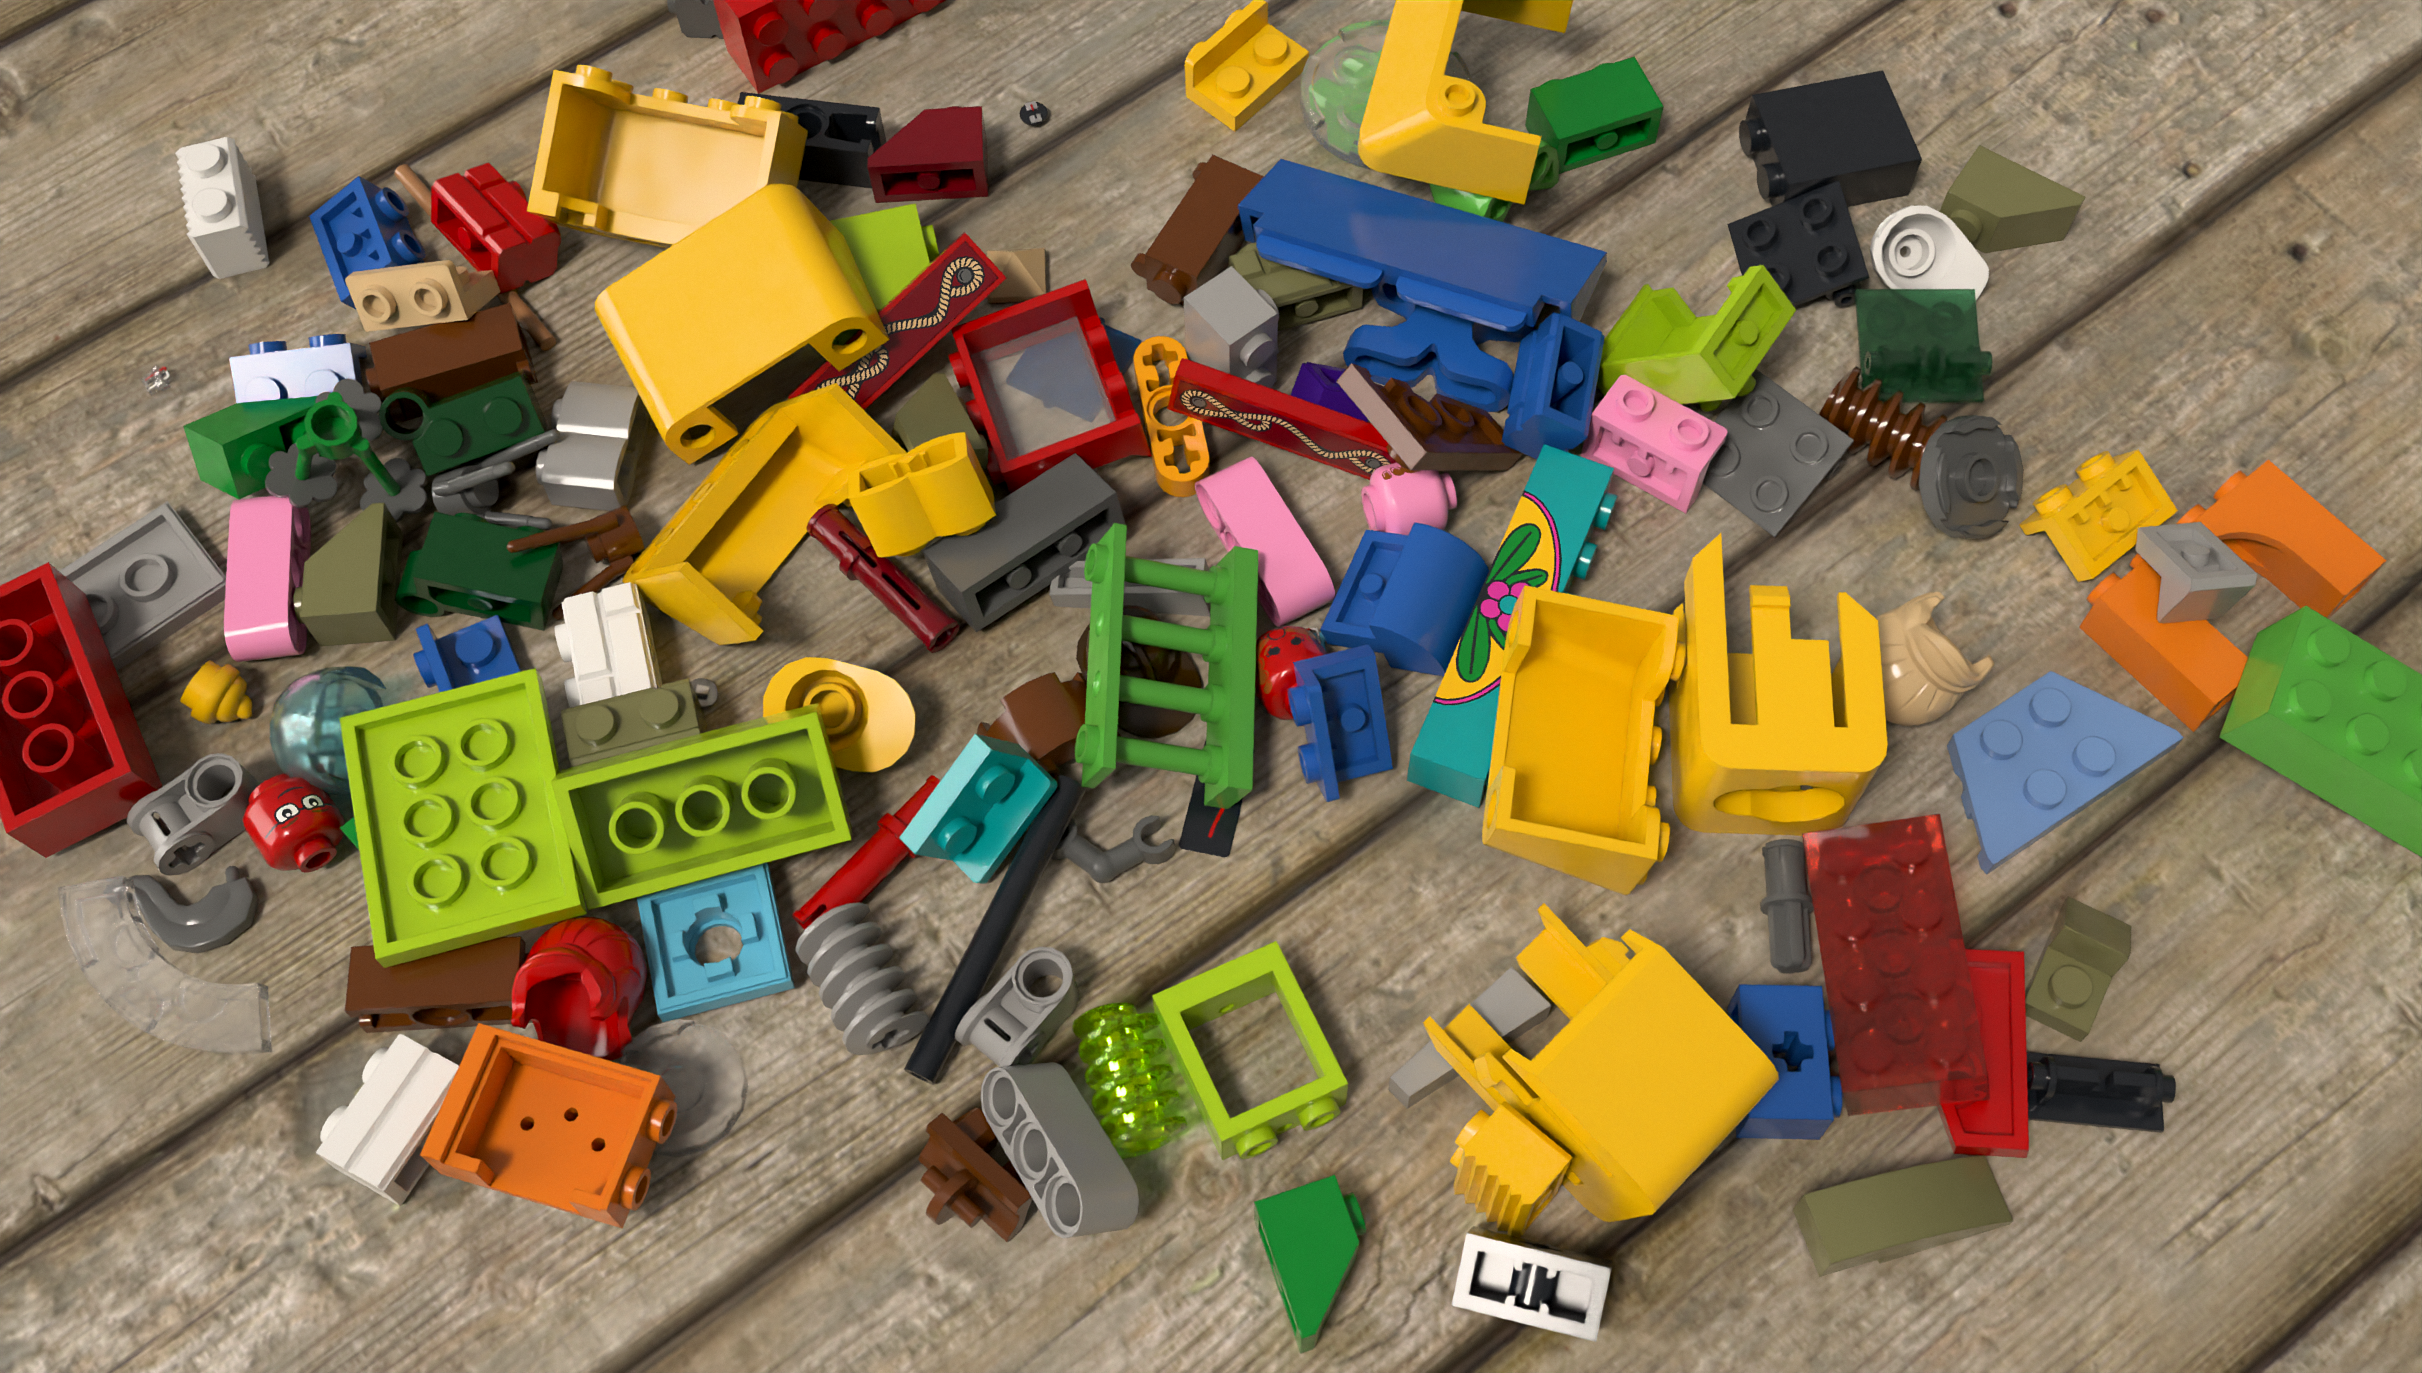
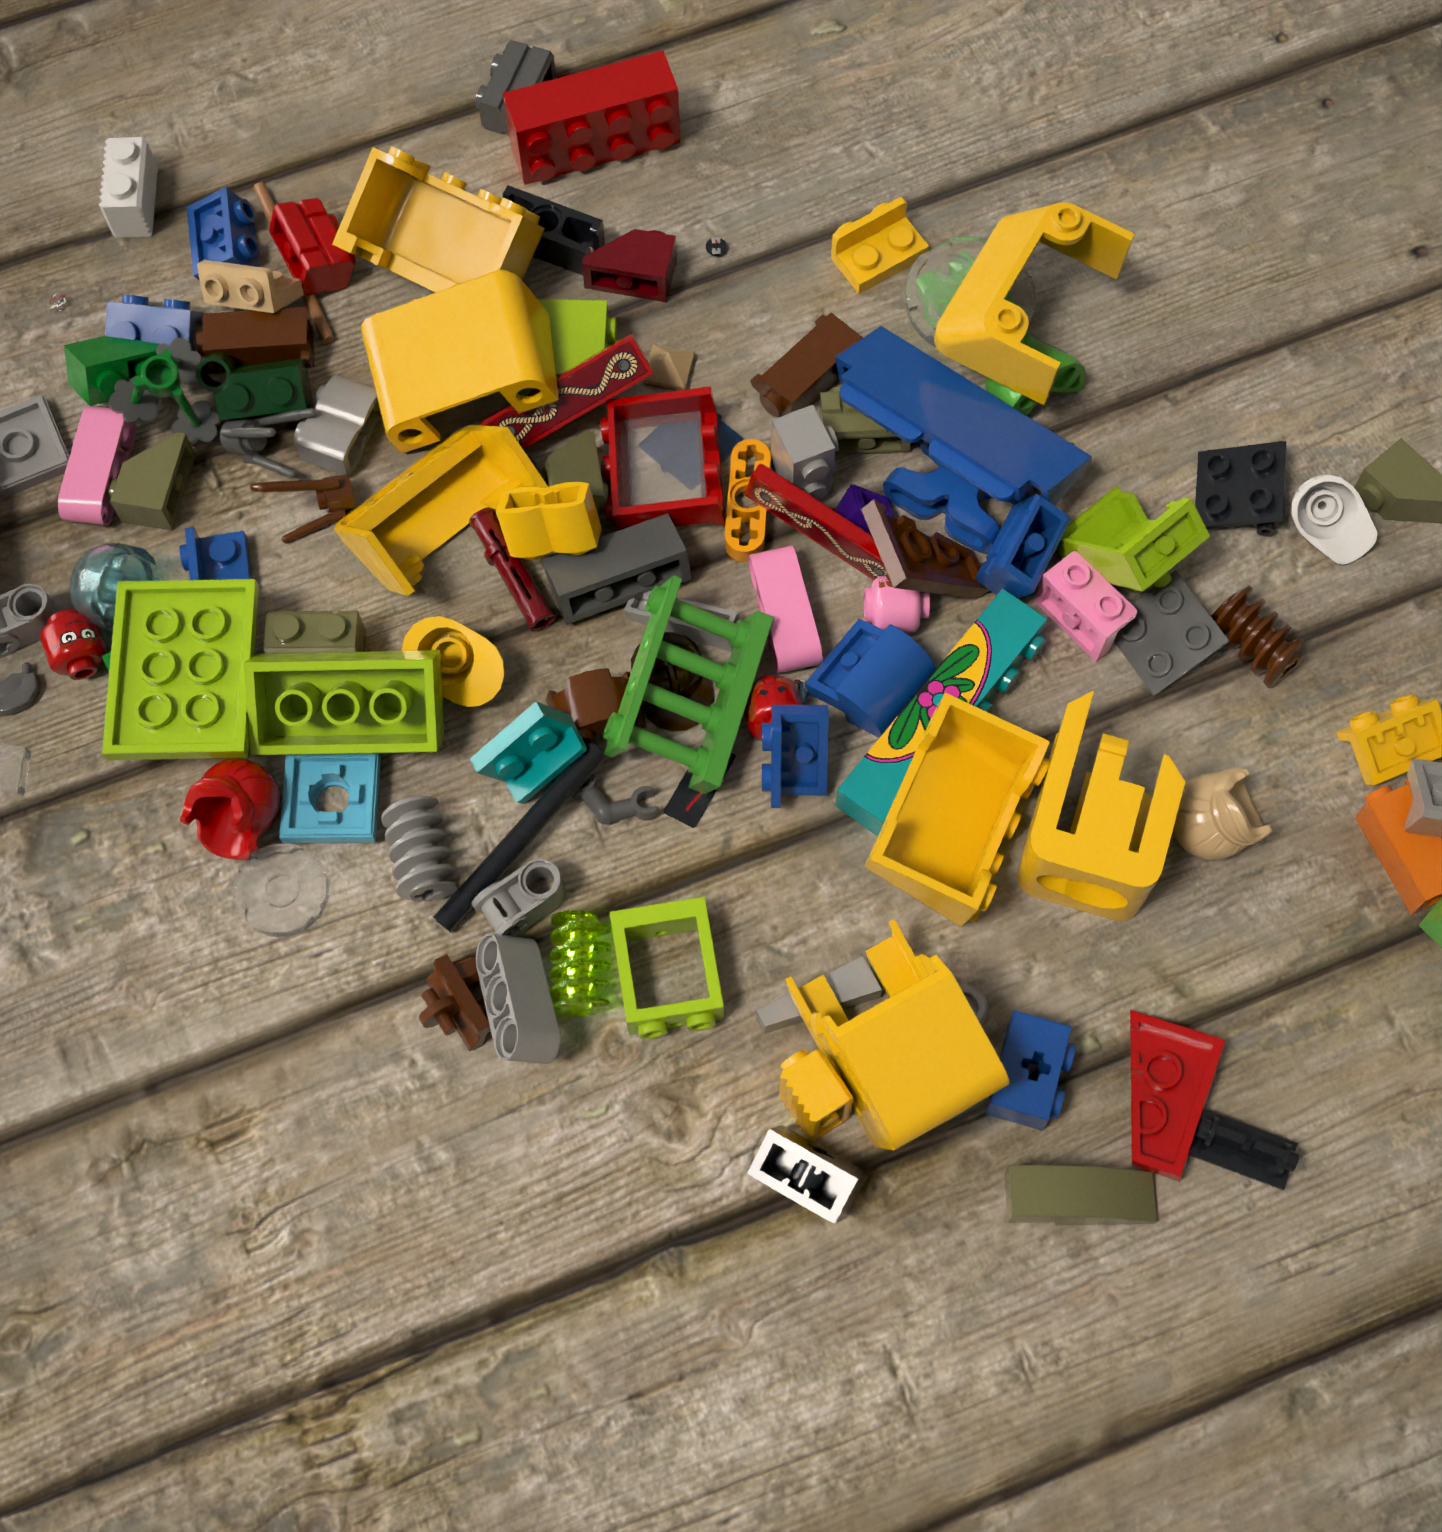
camera: 15 degrees right, 5 degrees up
(217, 694) = (45, 540): yellow plate -> none
(389, 1119) = (93, 862): white brick -> none
(436, 990) = (138, 784): reddish brown piece -> none
(474, 574) = (231, 496): dark green hinge -> none
(551, 1125) = (189, 895): orange piece -> none
(608, 644) = (312, 572): white brick -> none
(705, 691) = (370, 619): piece -> none
(869, 864) = (446, 771): red pin -> none
(1310, 1250) = (667, 1112): green slope -> none
(1595, 113) = (1123, 344): green brick -> none
(1787, 905) = (1071, 963): dark grey axle -> none
(1828, 134) = (1294, 404): black brick -> none
(1895, 966) = (1128, 1025): clear red brick -> none
(1921, 344) = (1308, 579): clear green hinge -> none
(1970, 477) = (1307, 689): dark grey tile -> none
(2048, 760) = (1295, 908): medium blue wing -> none
(2076, 968) = (1262, 1060): olive slope -> none

